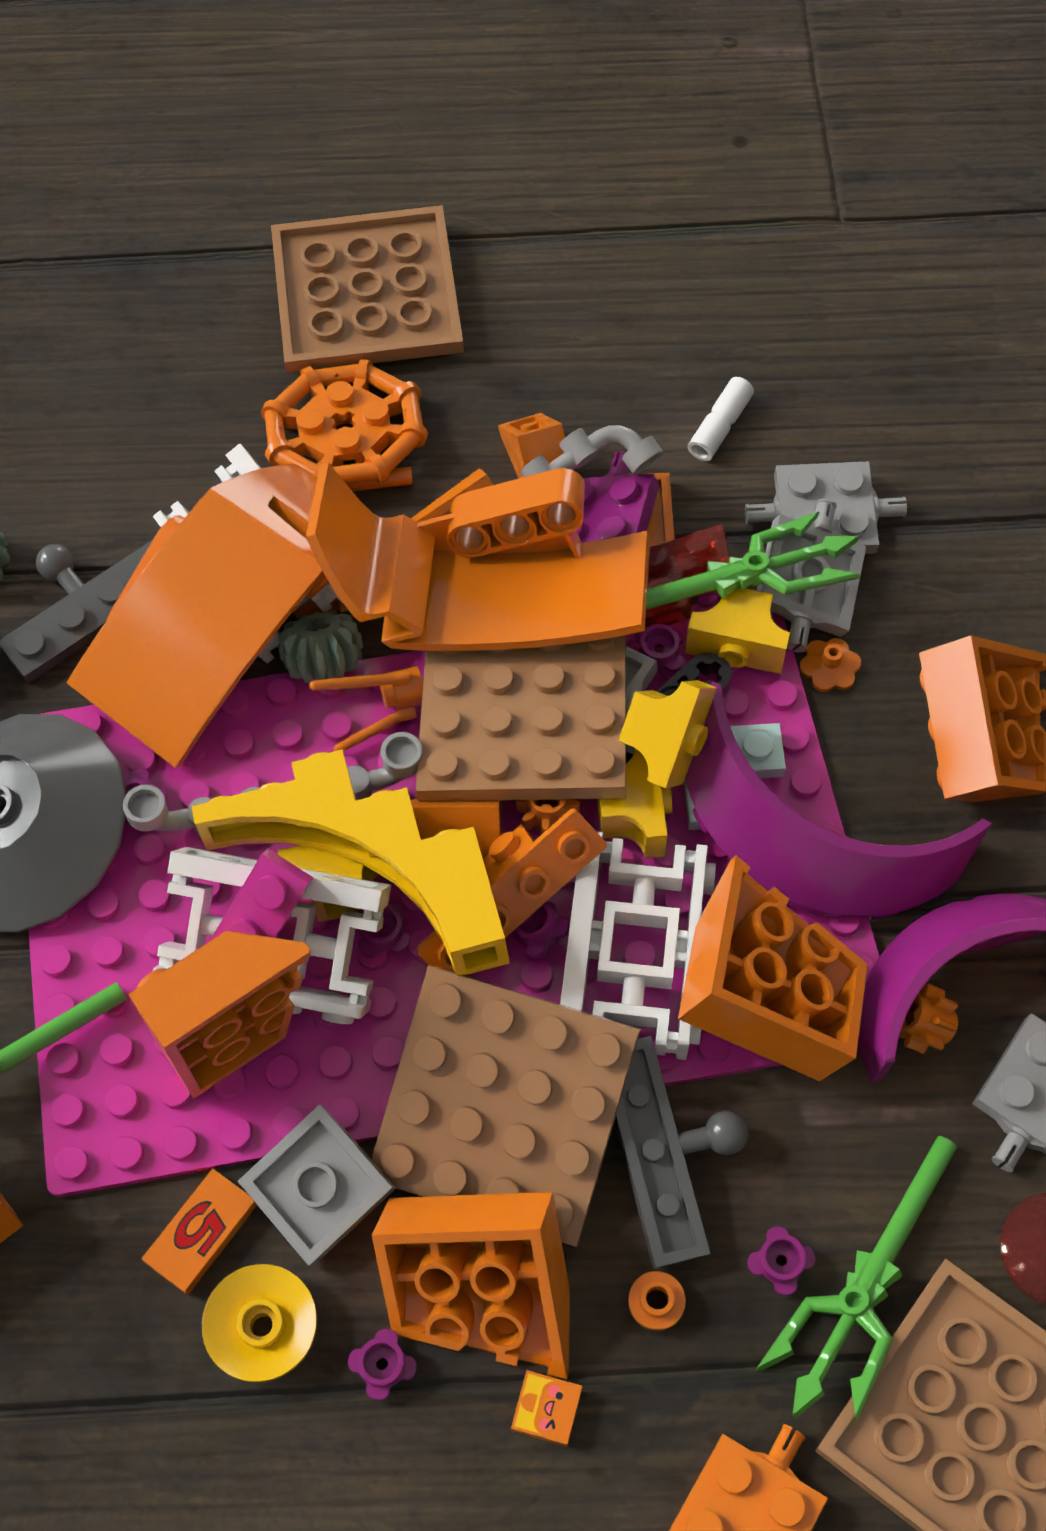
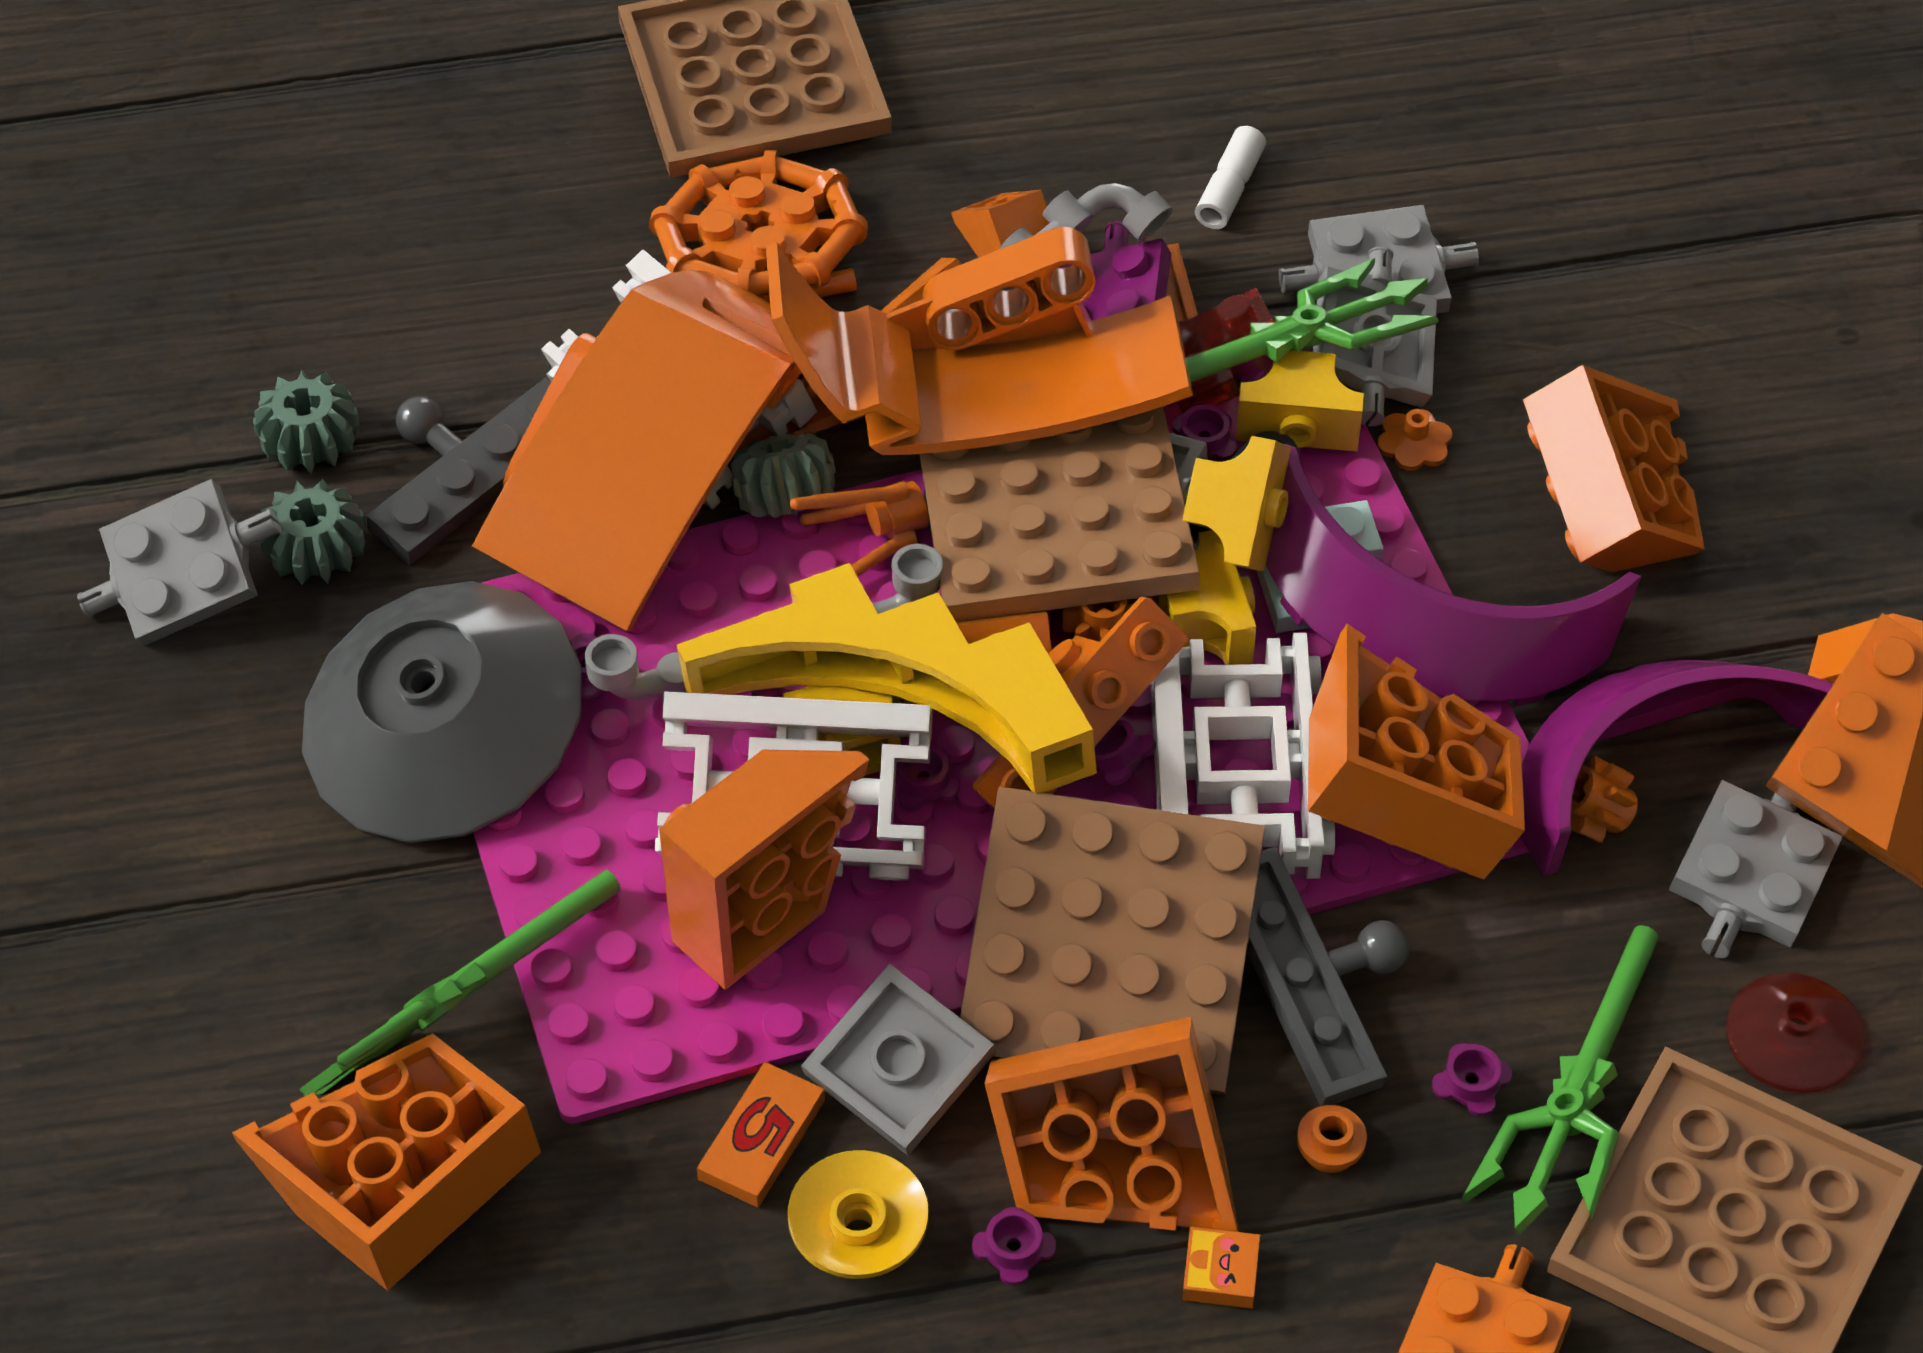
camera: 10 degrees left, 10 degrees down
(266, 897) = (795, 717): dark pink plate -> none

